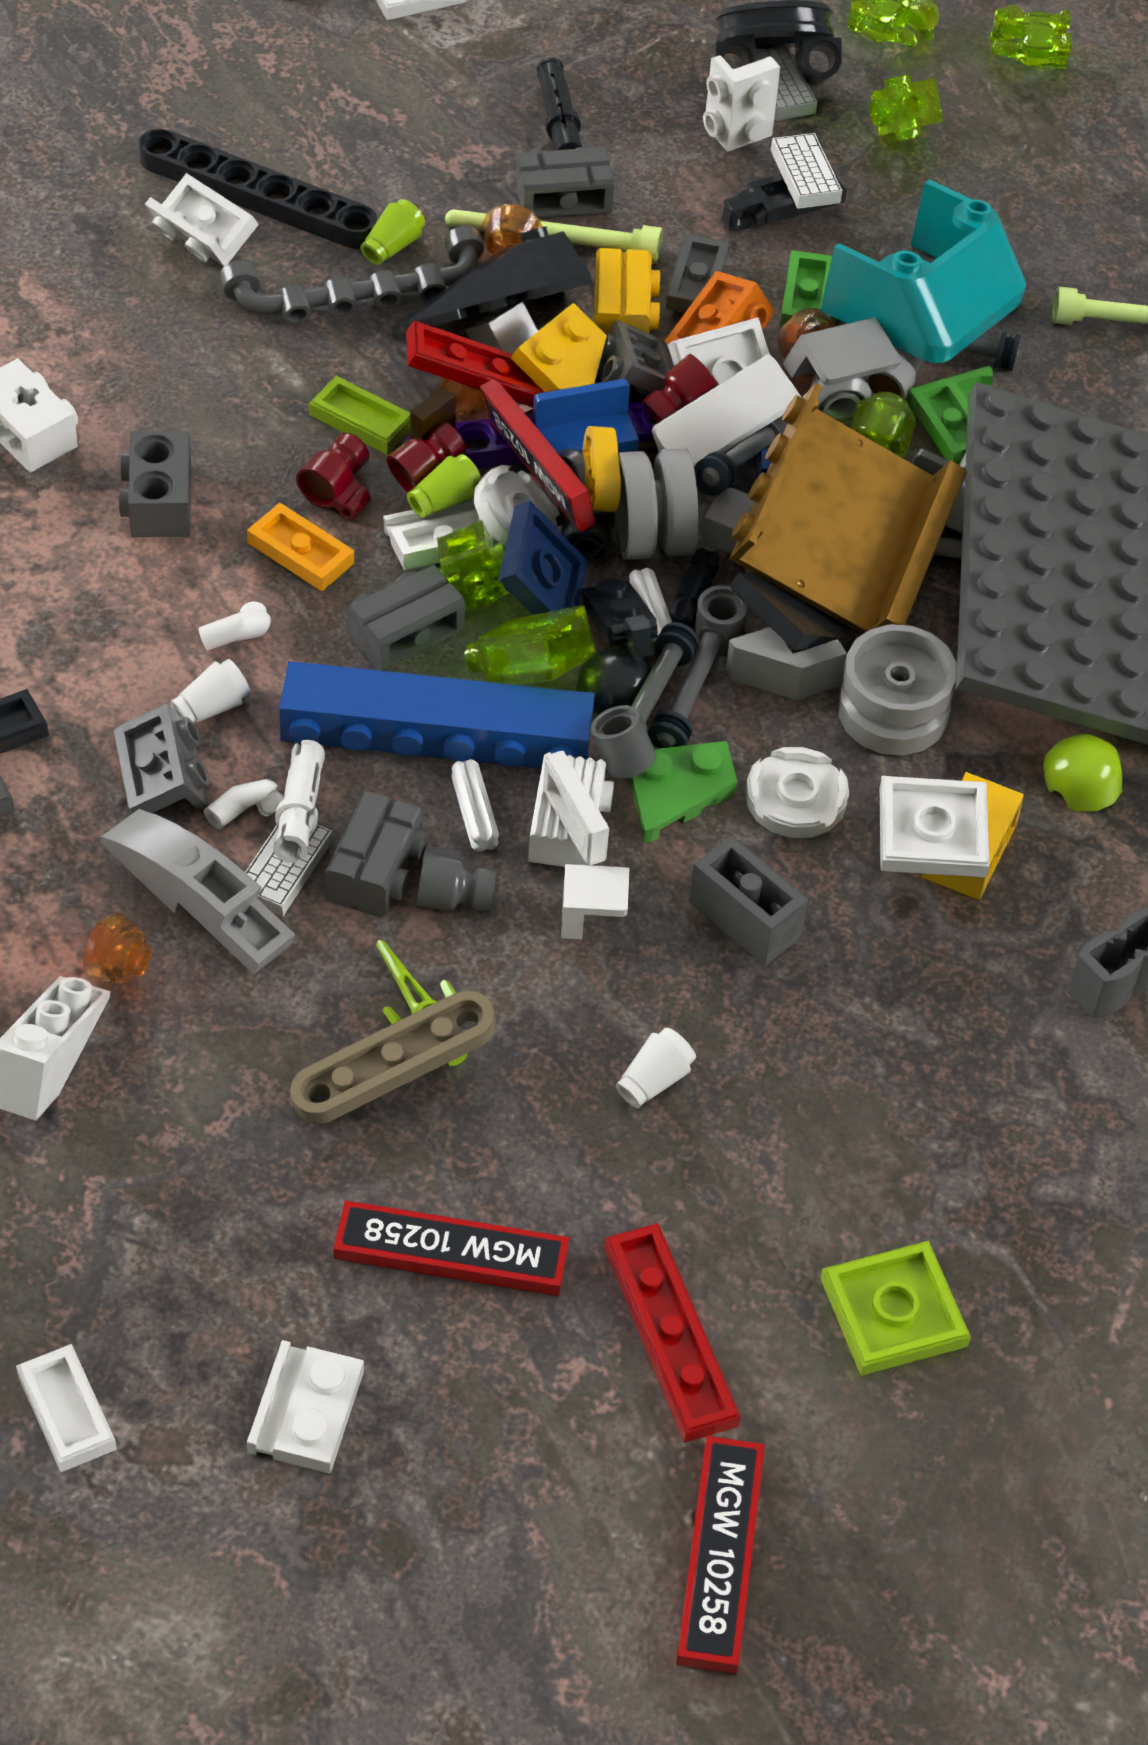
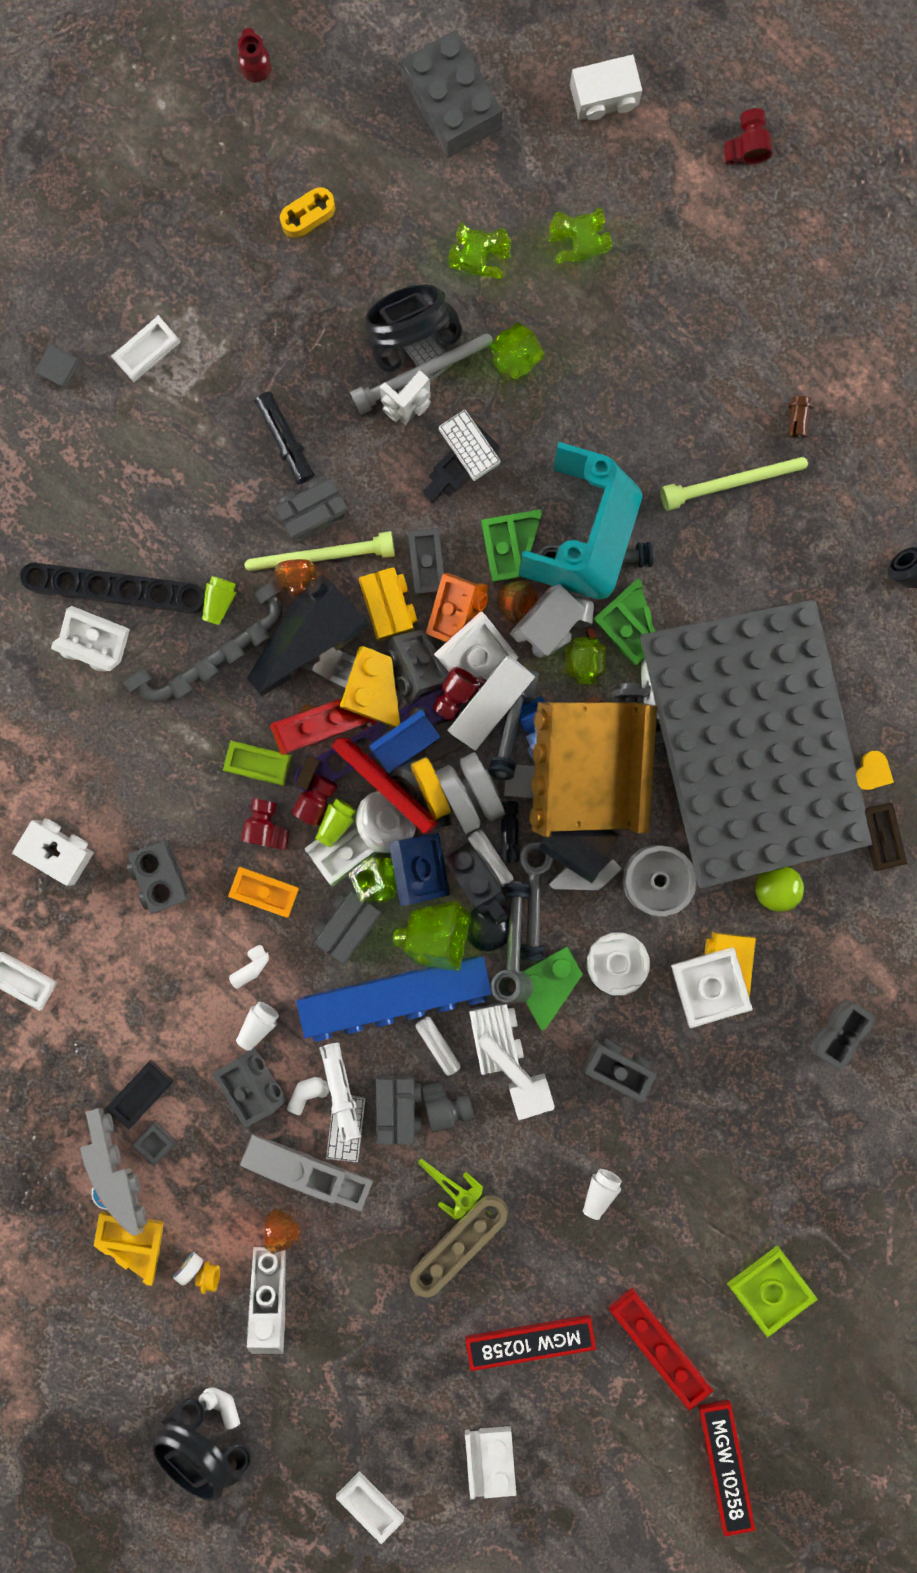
camera: 20 degrees left, 35 degrees up
(686, 102) = (366, 397): none -> light grey piece

